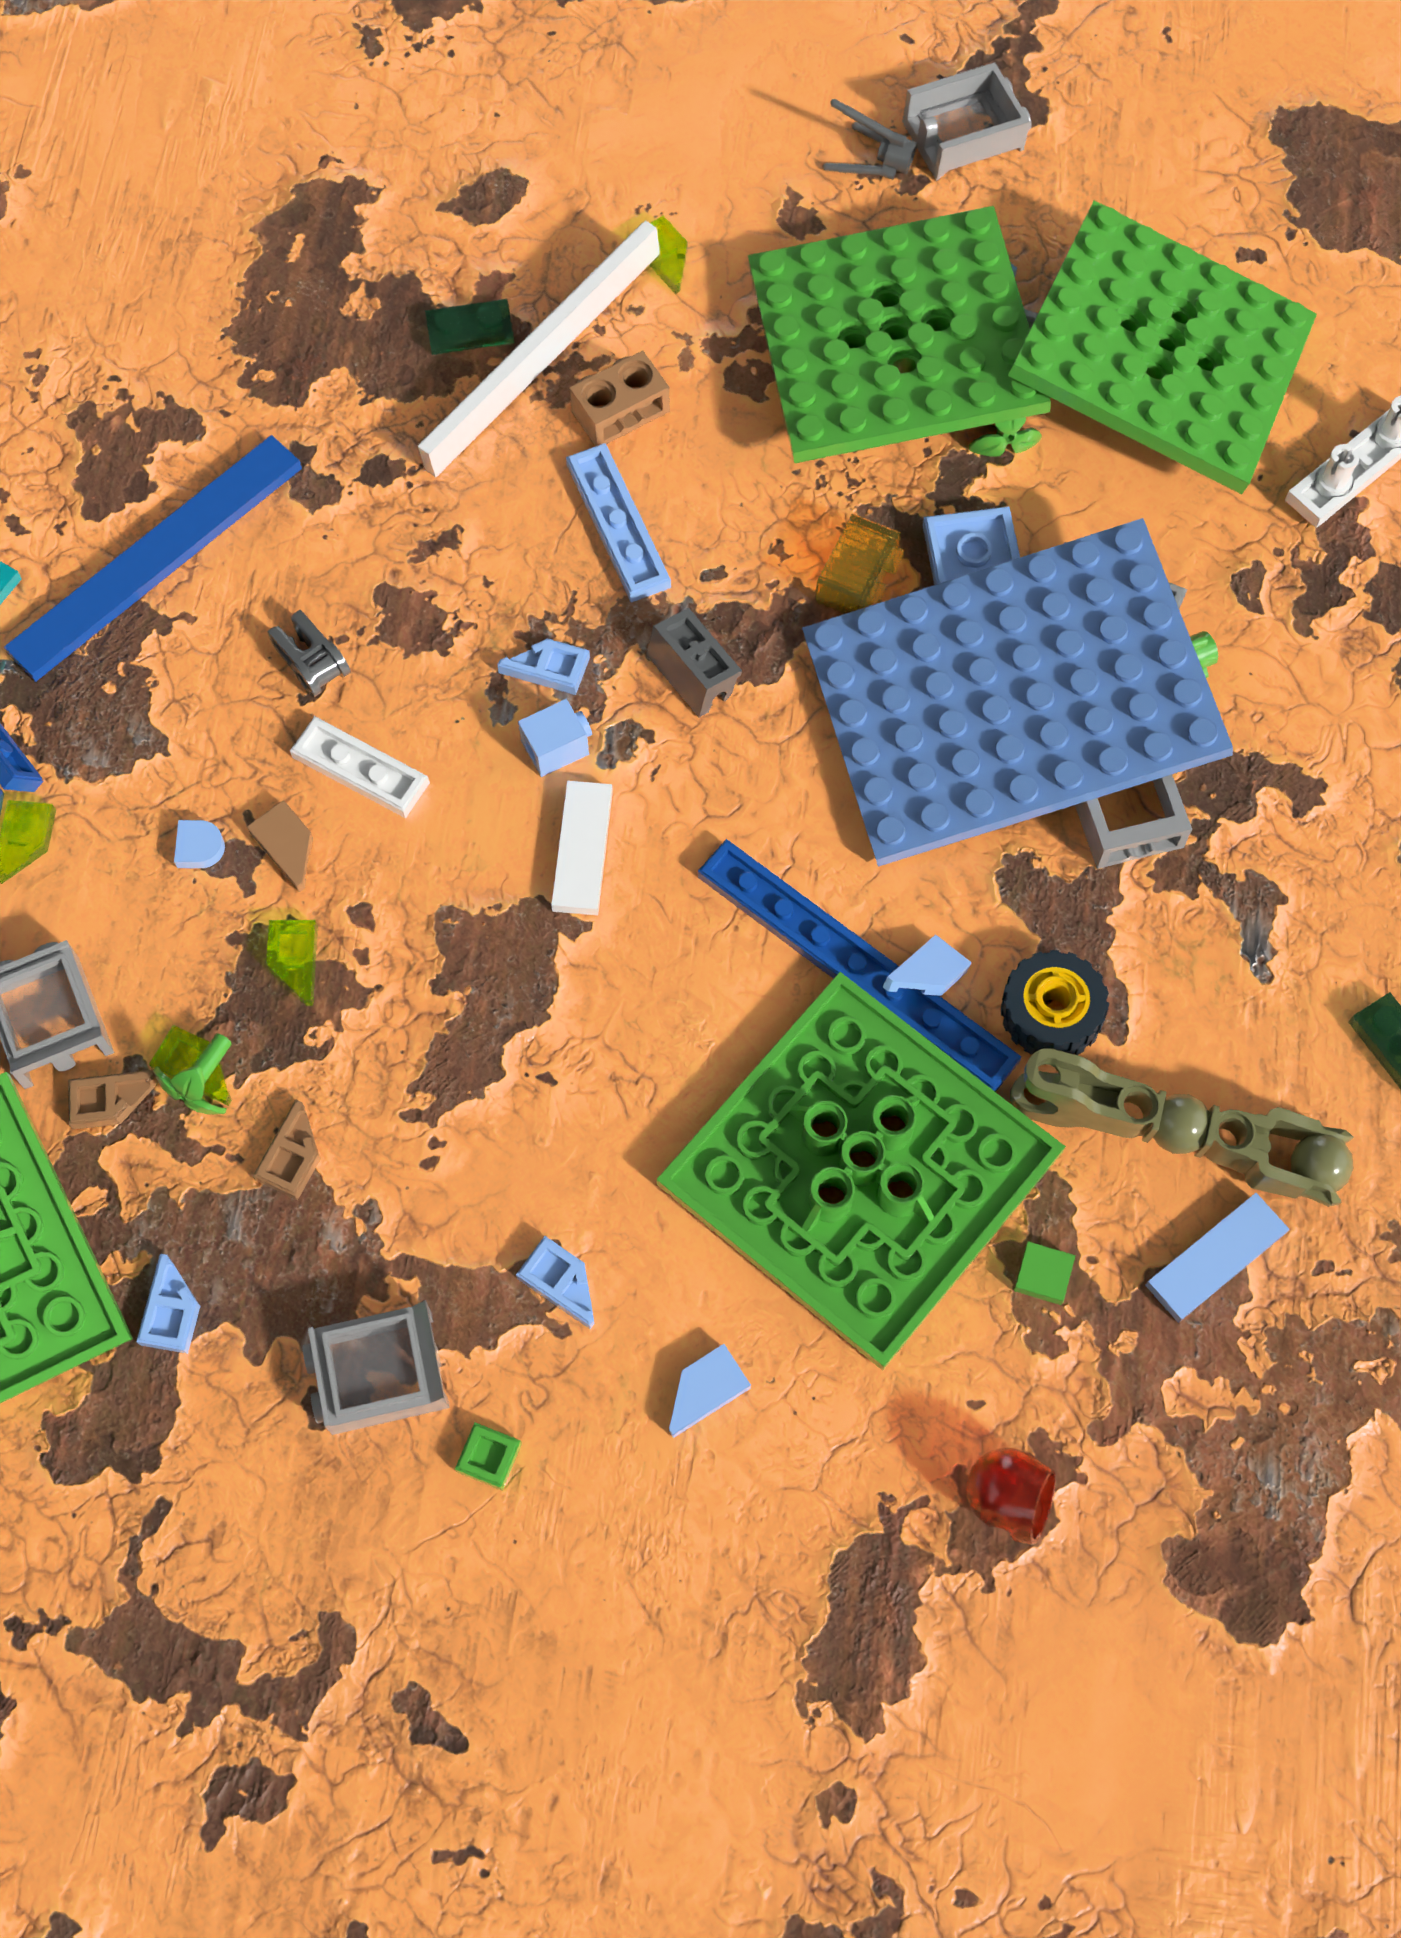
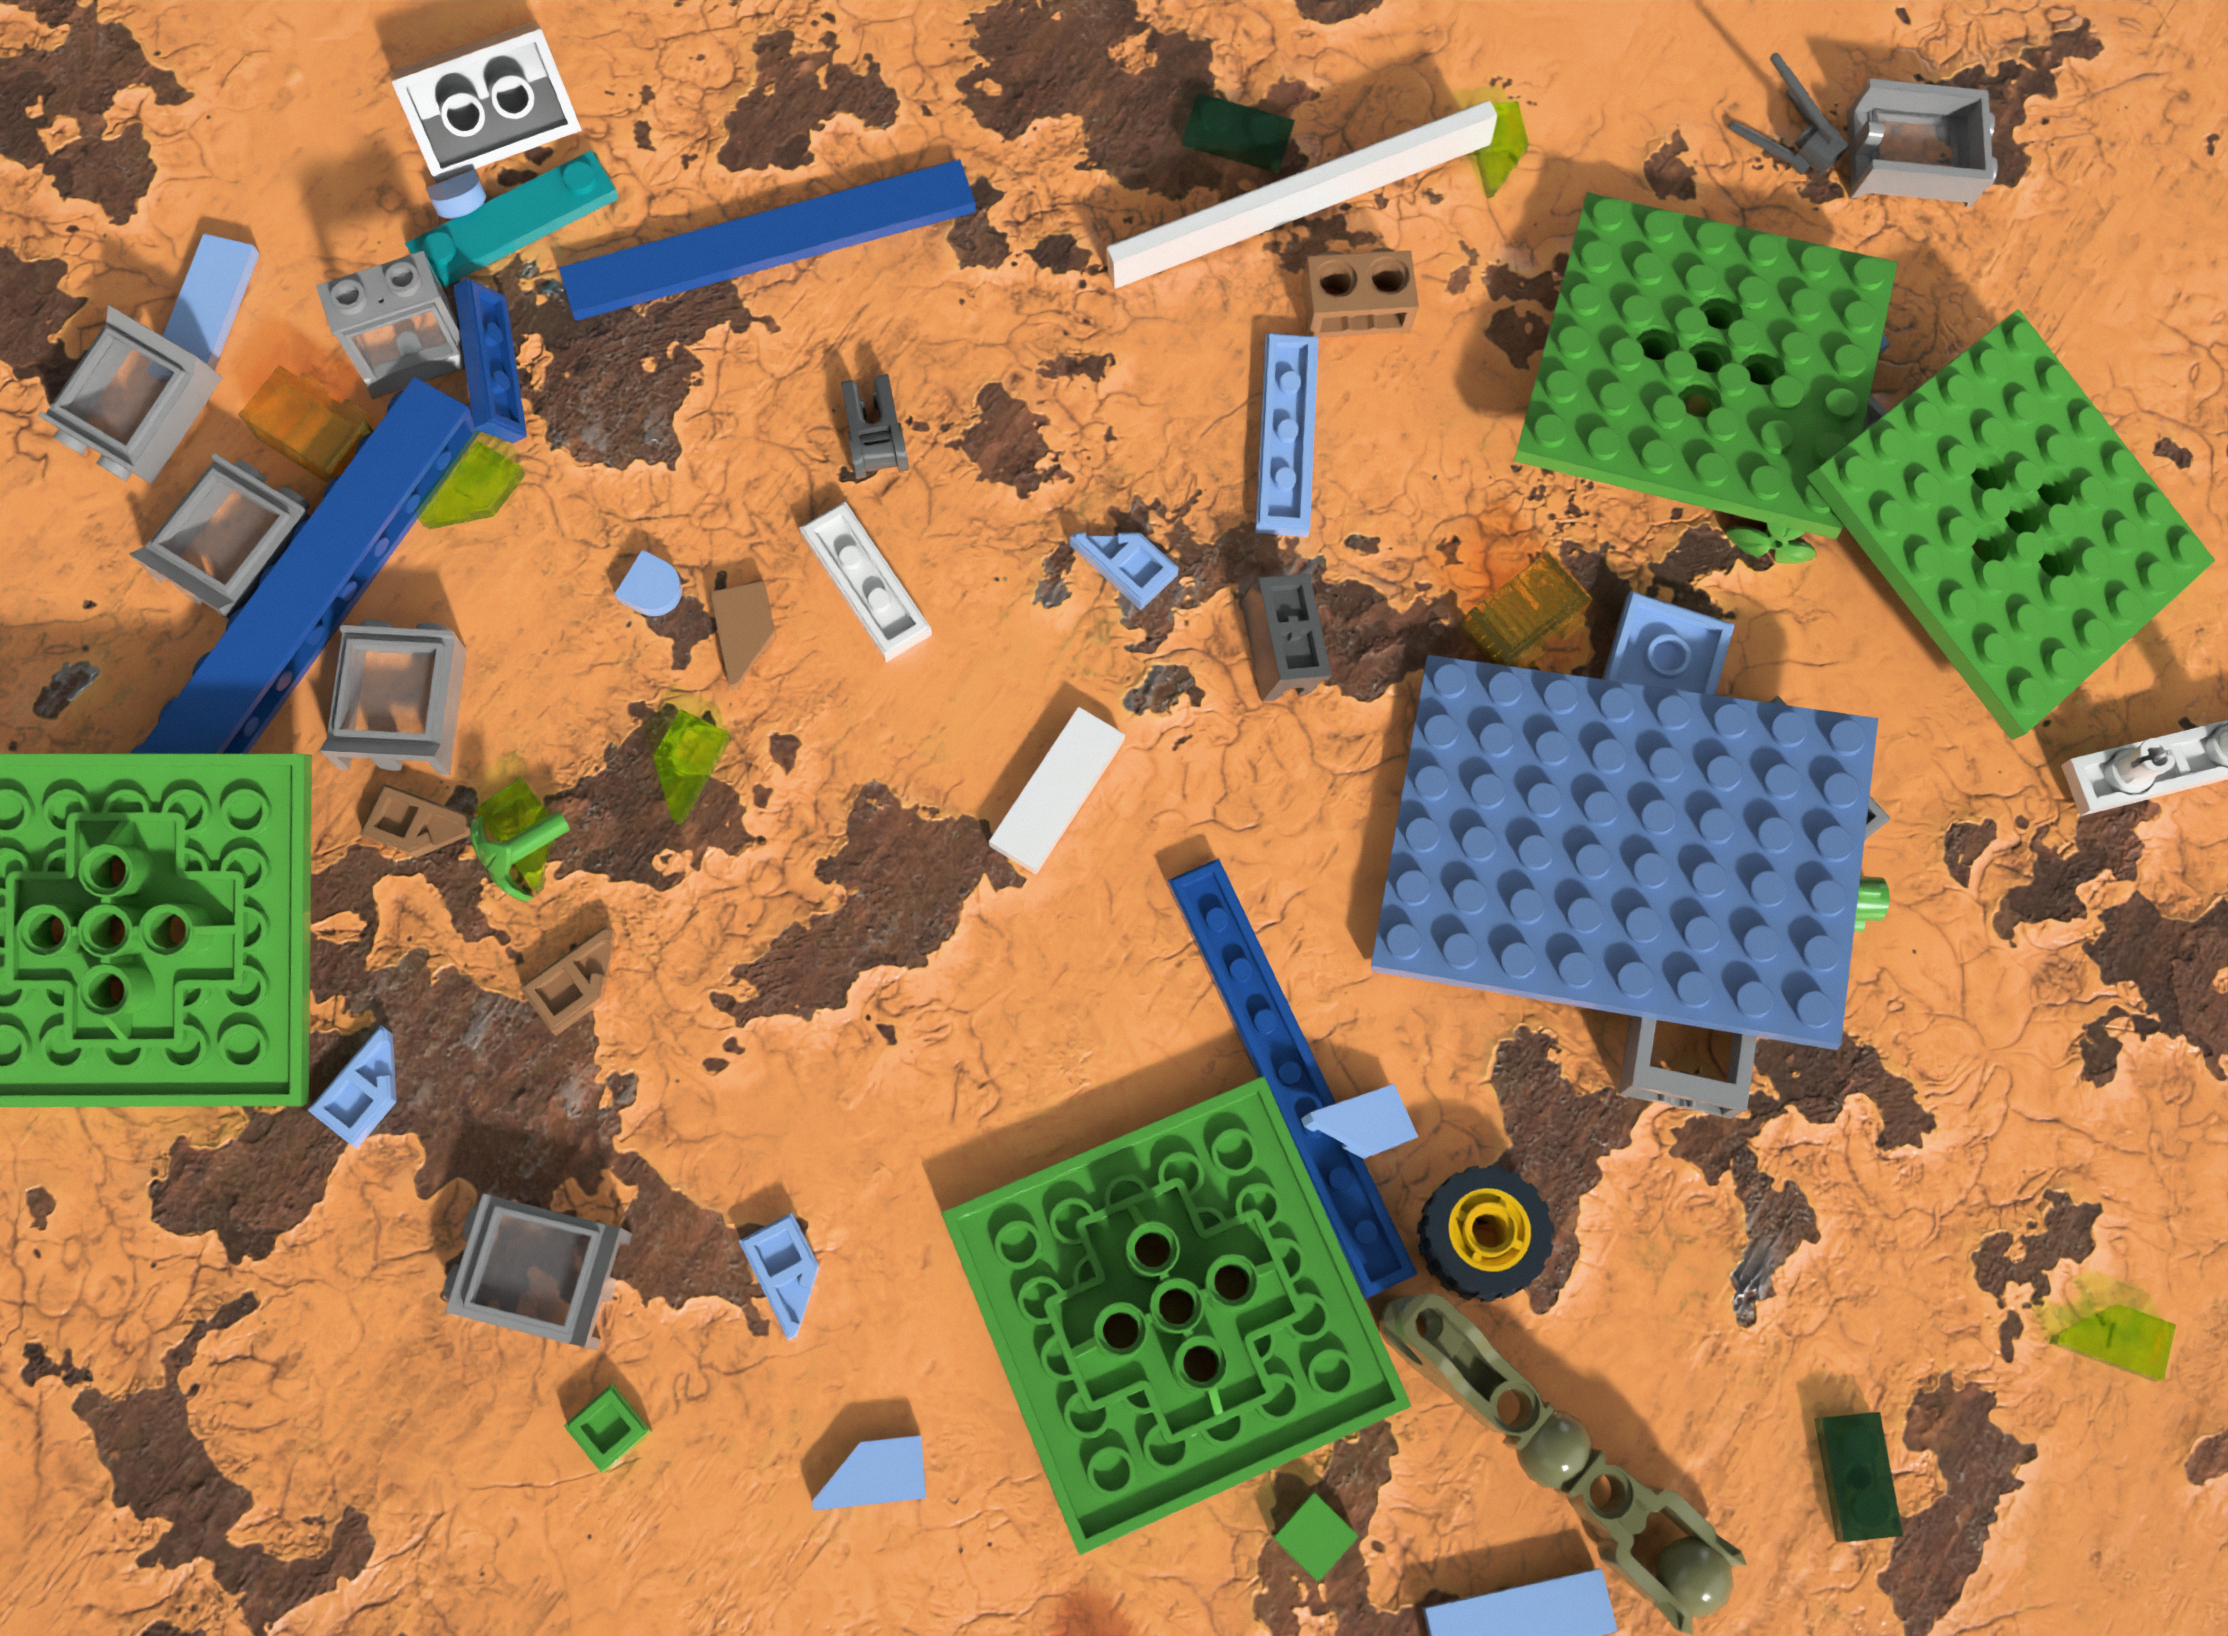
camera: 20 degrees right, 5 degrees up
(555, 737) = (1090, 650): light blue brick -> none

